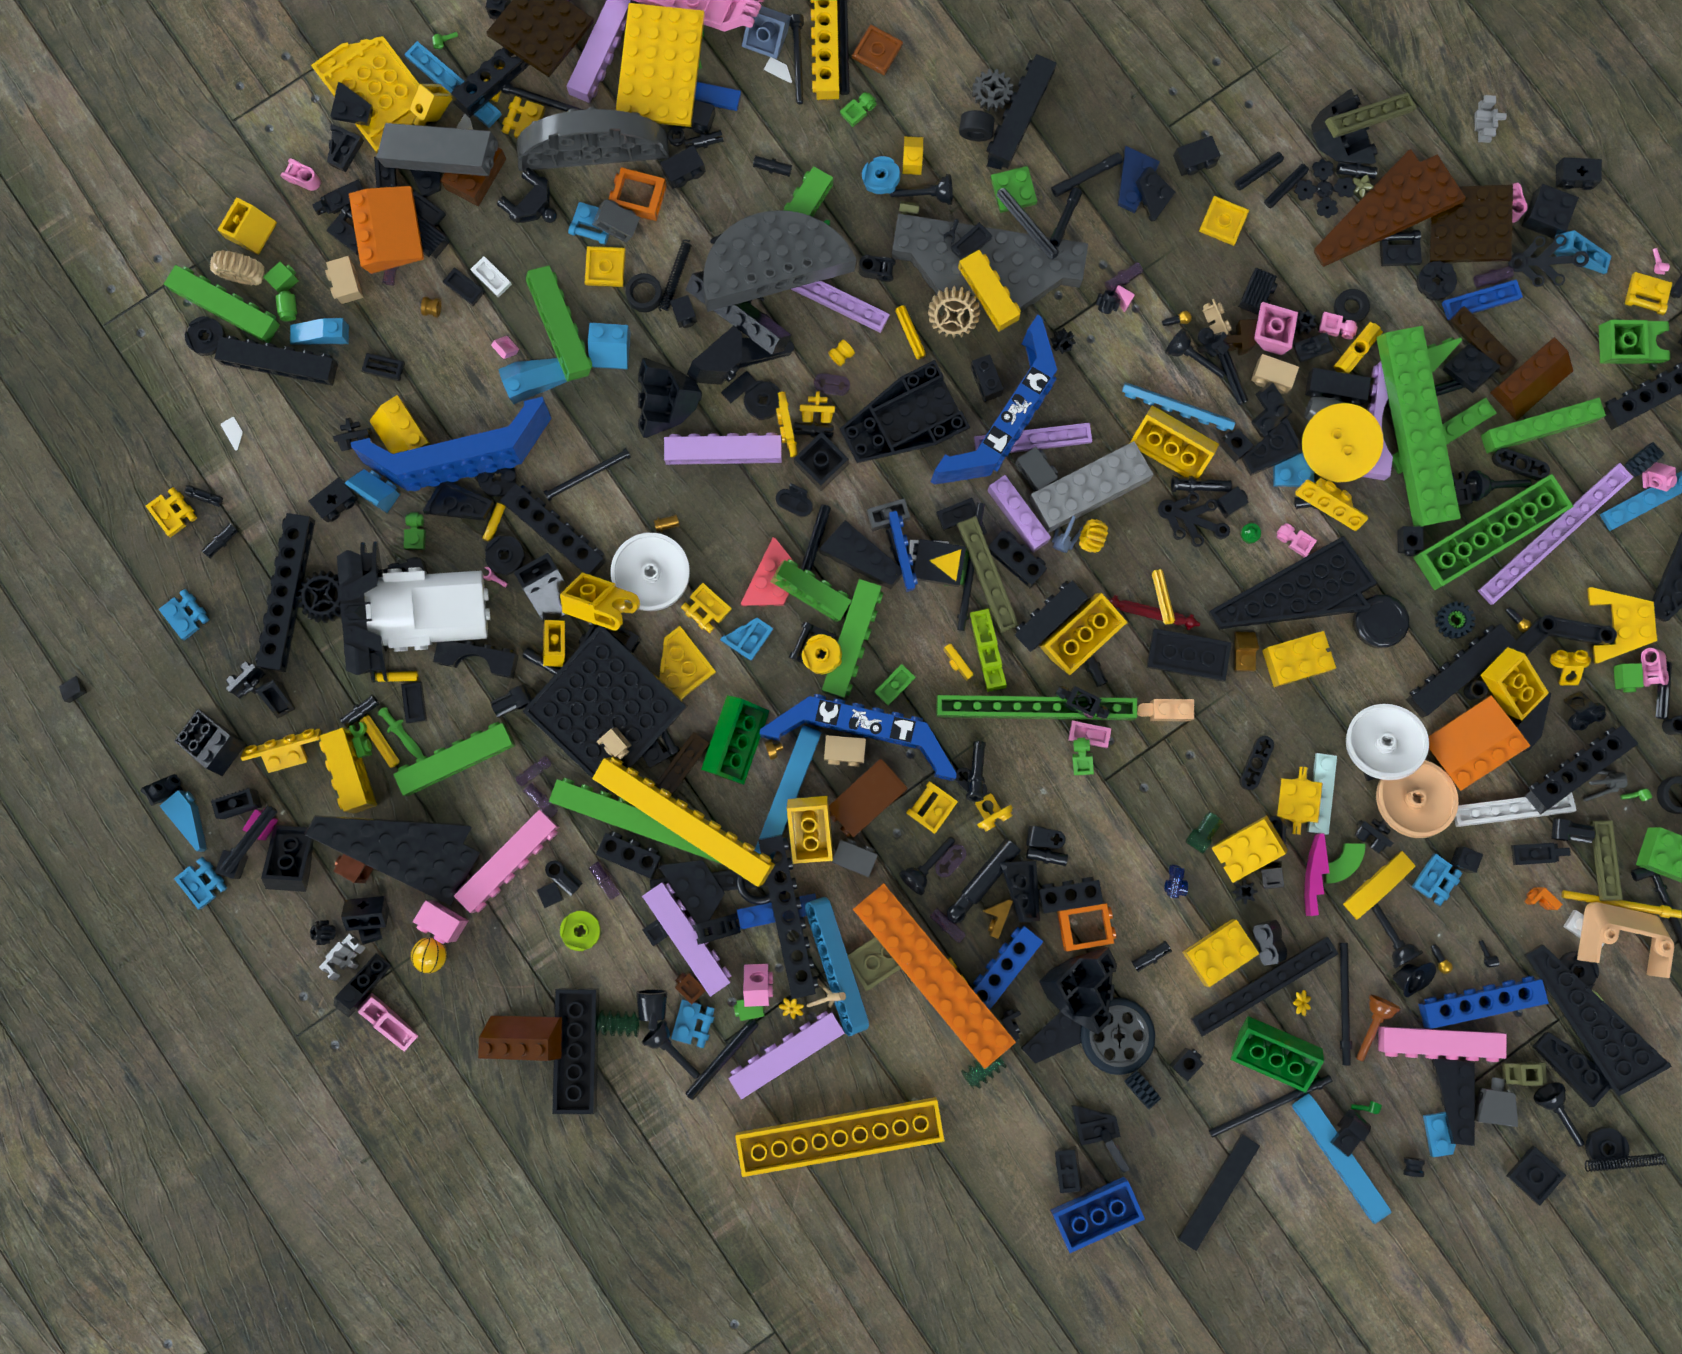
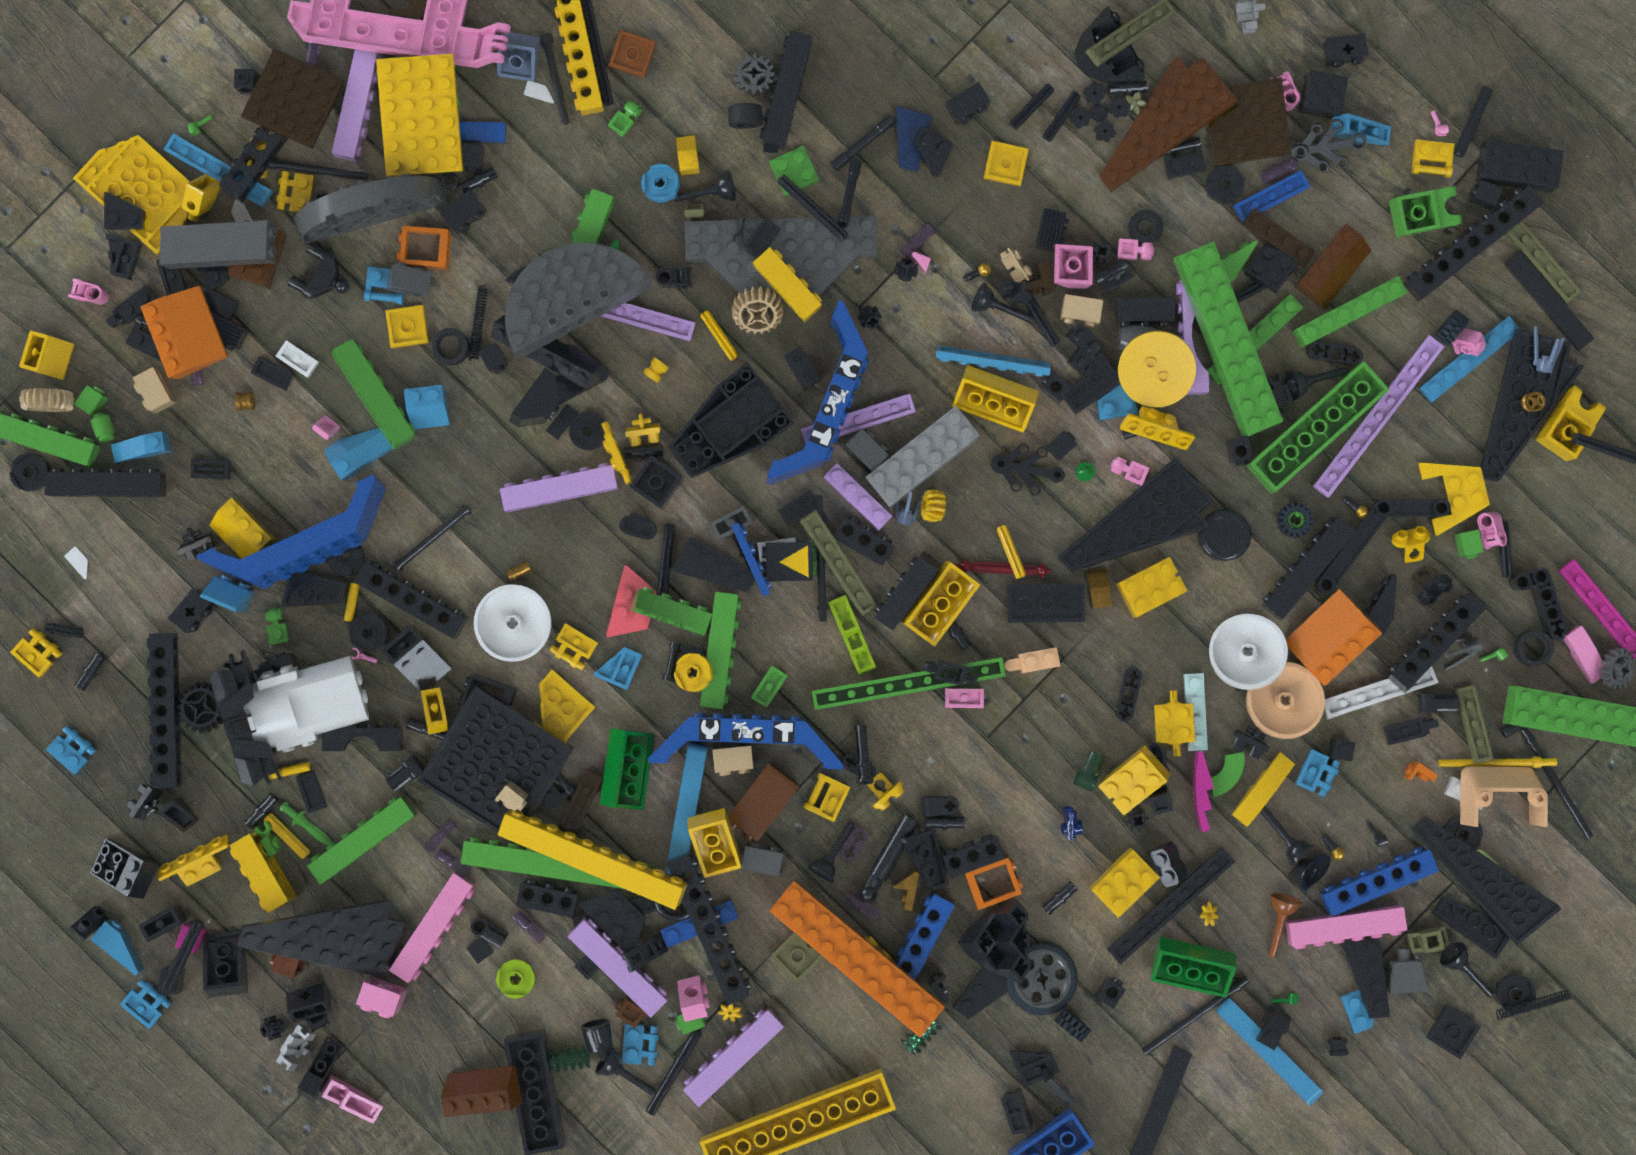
camera: 10 degrees left, 5 degrees up
(428, 955) = (377, 1030): yellow piece -> none
(598, 601) = (468, 663): yellow brick -> none
(665, 398) = (493, 448): black brick -> none
(772, 166) = (551, 193): black pin -> none
(772, 749) = (664, 771): pearl gold tile -> none
(831, 997) = (764, 995): tan plant -> none
(832, 379) = (652, 407): clear purple beam -> none
(836, 965) = (764, 965): dark azure beam -> none
(957, 662) = (825, 654): yellow plate -> none
(1082, 761) = (962, 725): bright green plate -> none
(1191, 484) = (1019, 435): black pin -> none
(1345, 1043) = (1256, 943): black bar -> none
(1364, 342) = (1163, 259): yellow piece -> none
(1514, 683) = (1359, 573): yellow brick -> none

